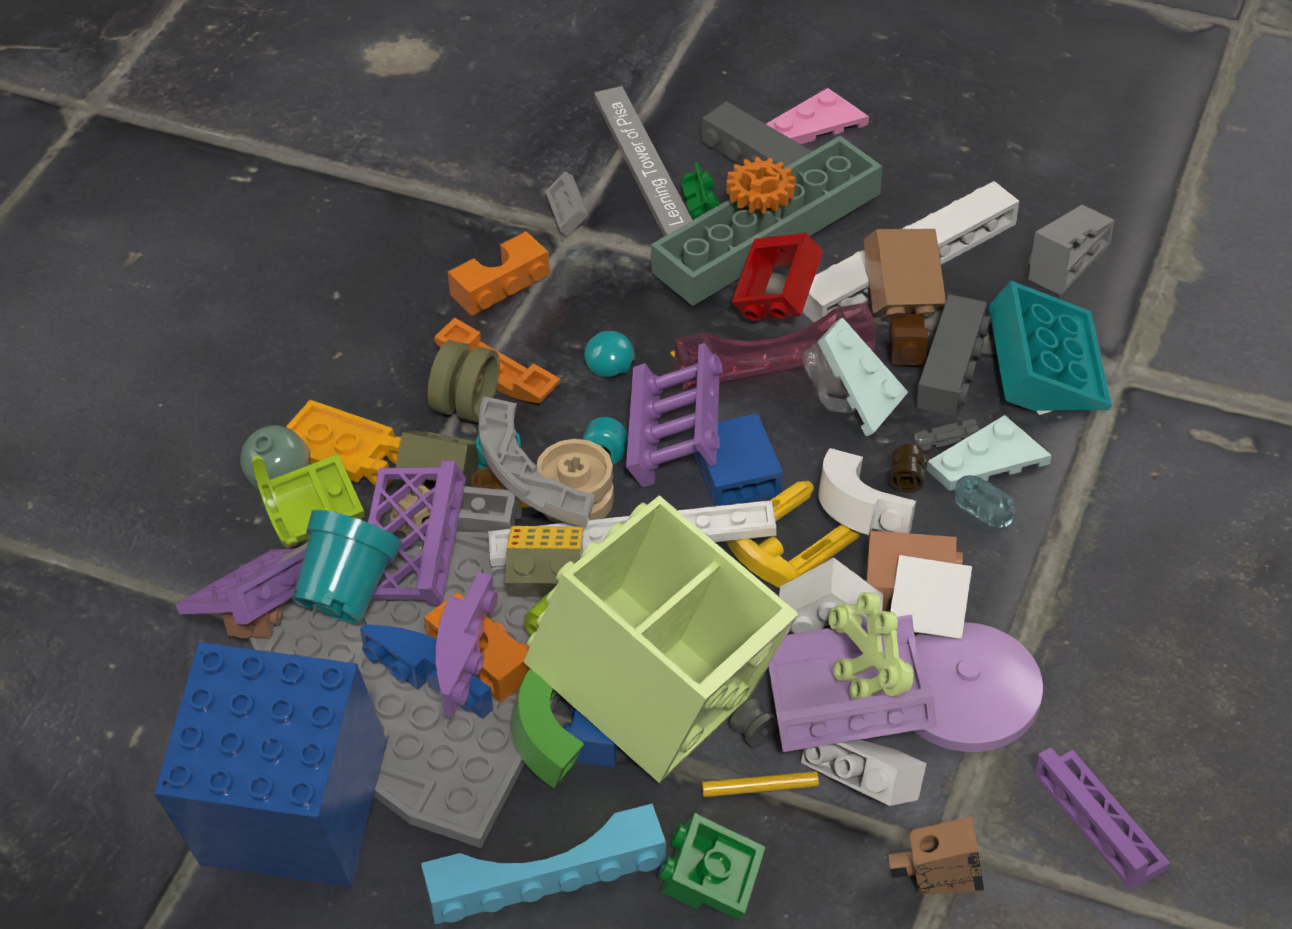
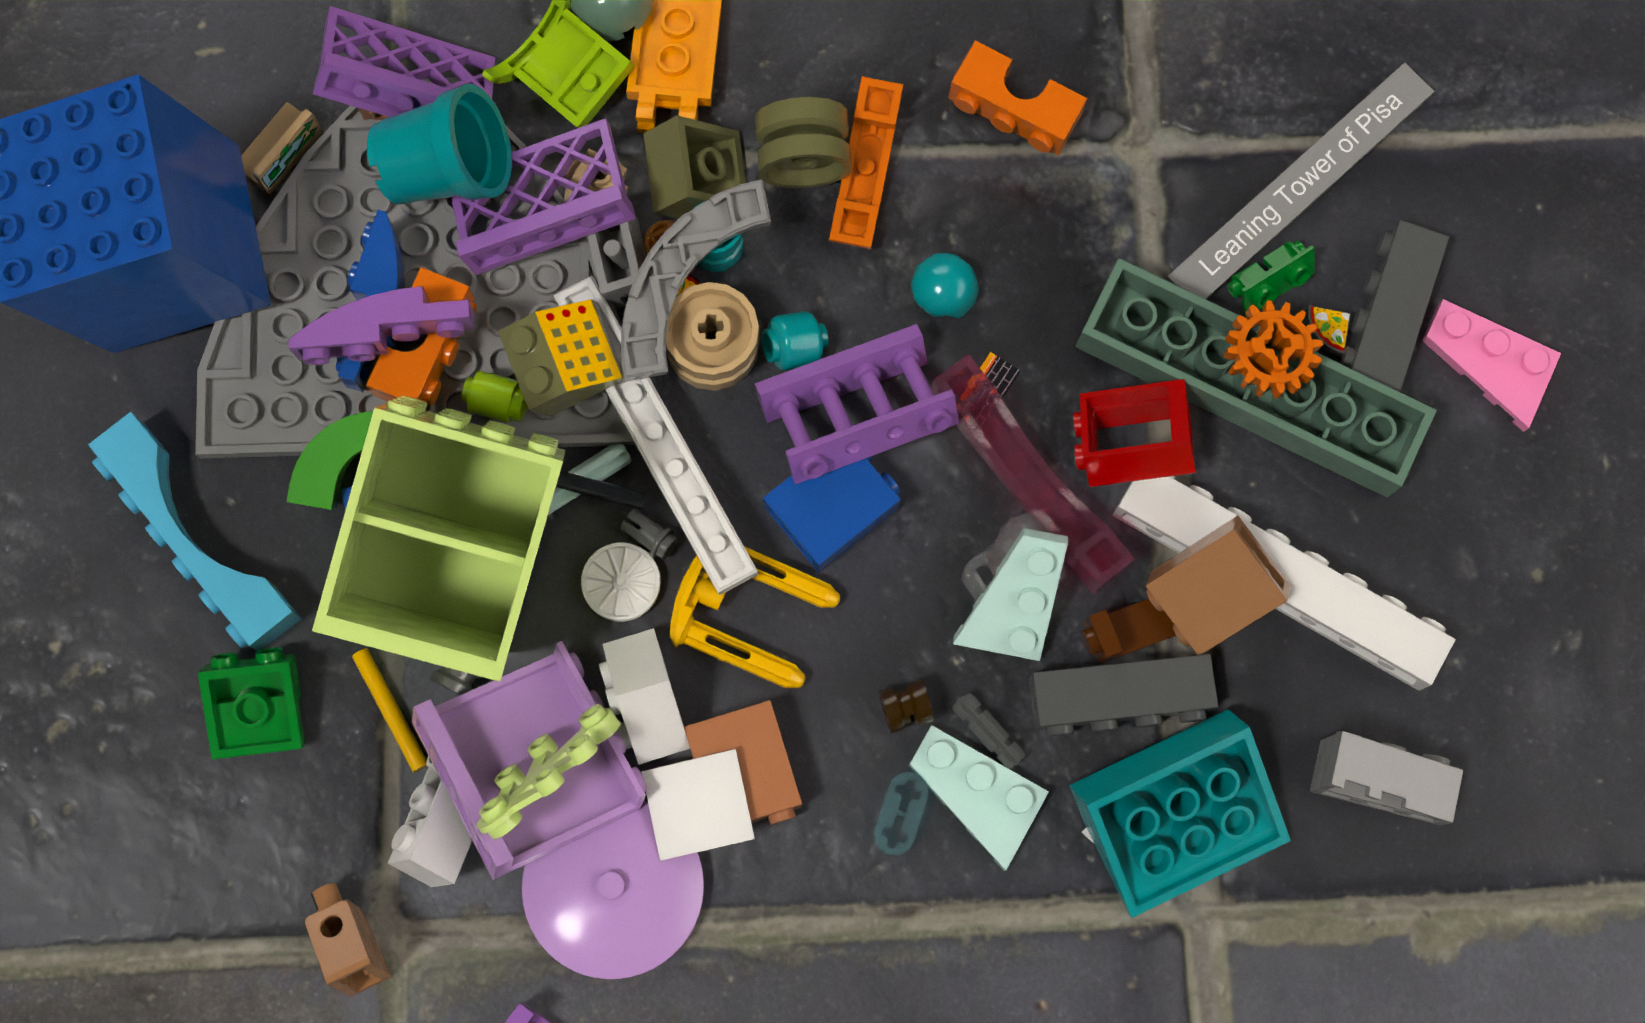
camera: 60 degrees right, 30 degrees up
(566, 203) = (1177, 121): light grey plate -> none
(857, 504) = (801, 666): white arch -> none

